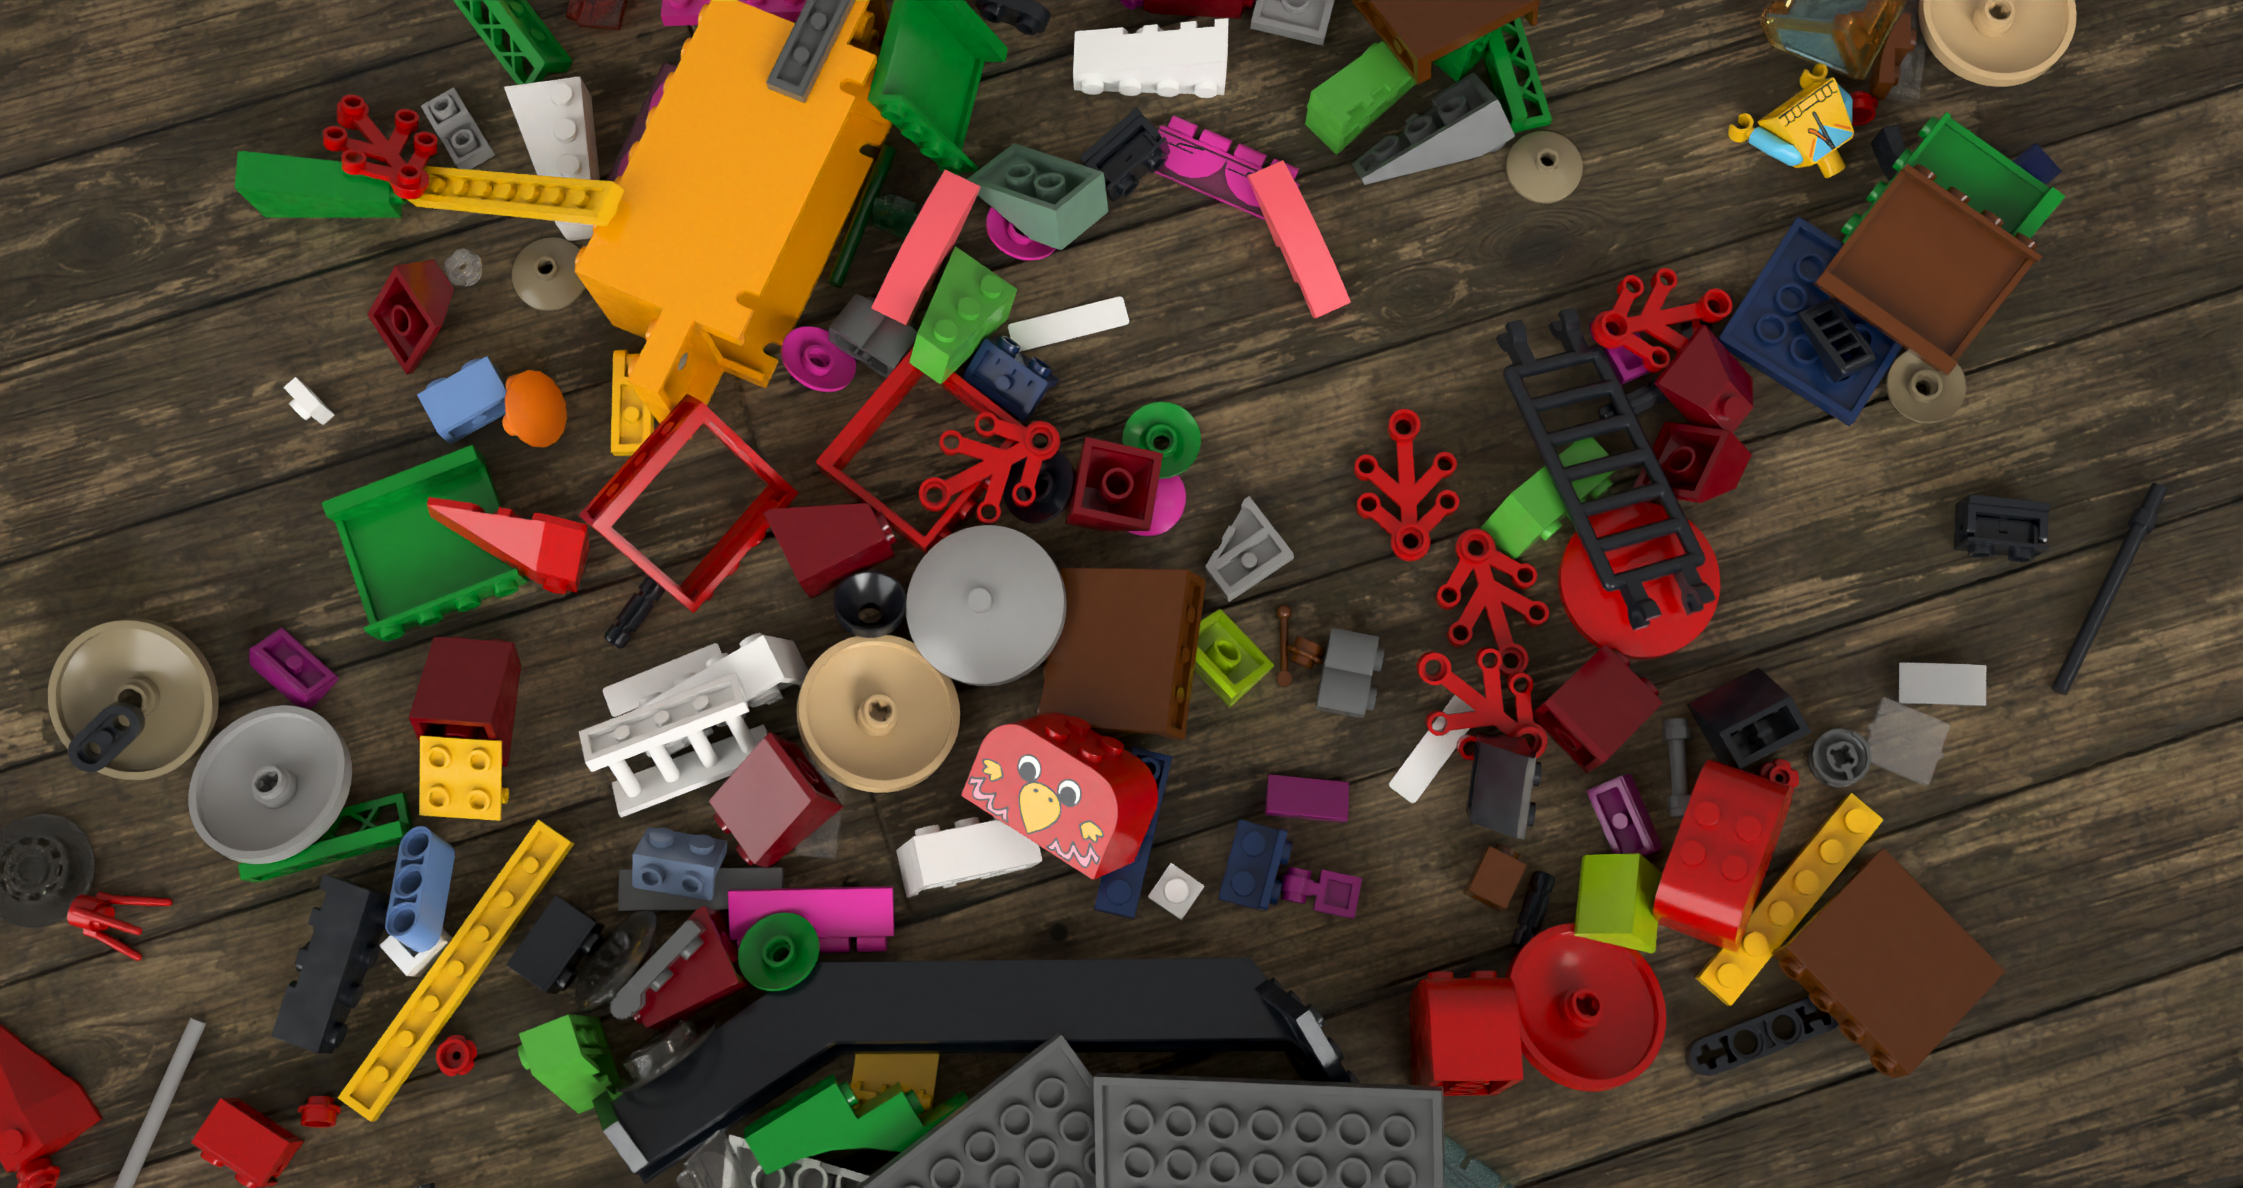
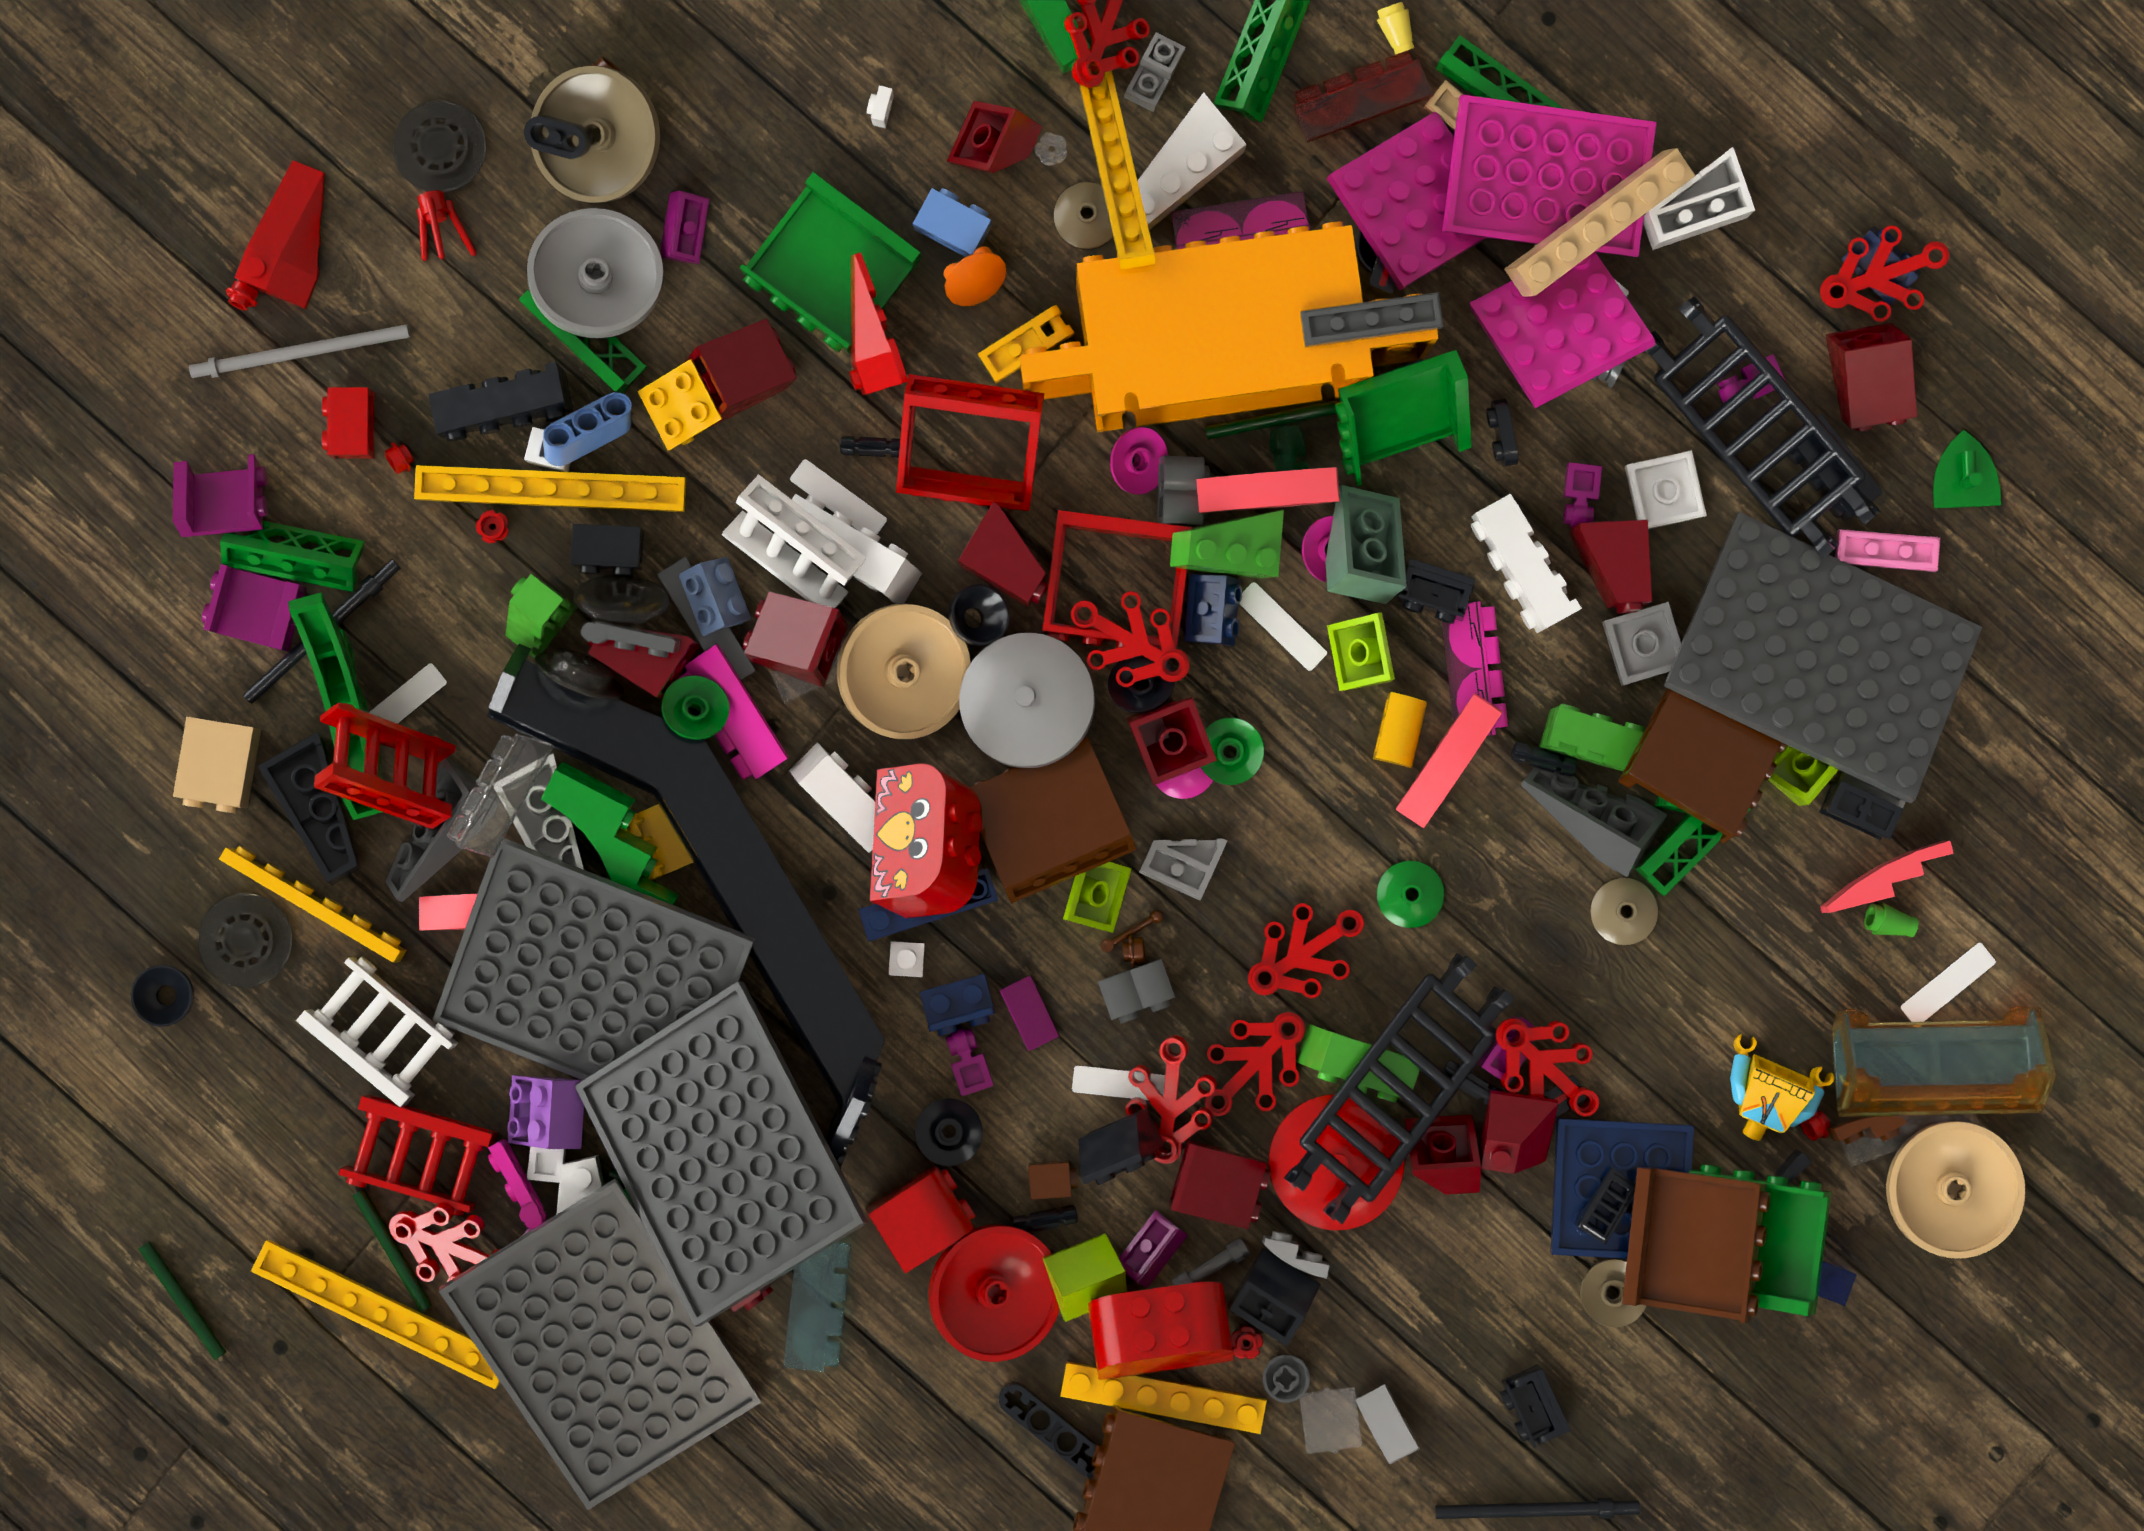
camera: 55 degrees right, 10 degrees up
(1141, 257) = (1361, 652): none -> lime slope
(1238, 270) = (1400, 729): none -> yellow brick
(1351, 153) = (1544, 759): none -> black axle
(1403, 371) = (1392, 895): none -> green dish
(1405, 951) = (936, 1145): none -> black dish
(1707, 677) = (1286, 1249): none -> light grey slope

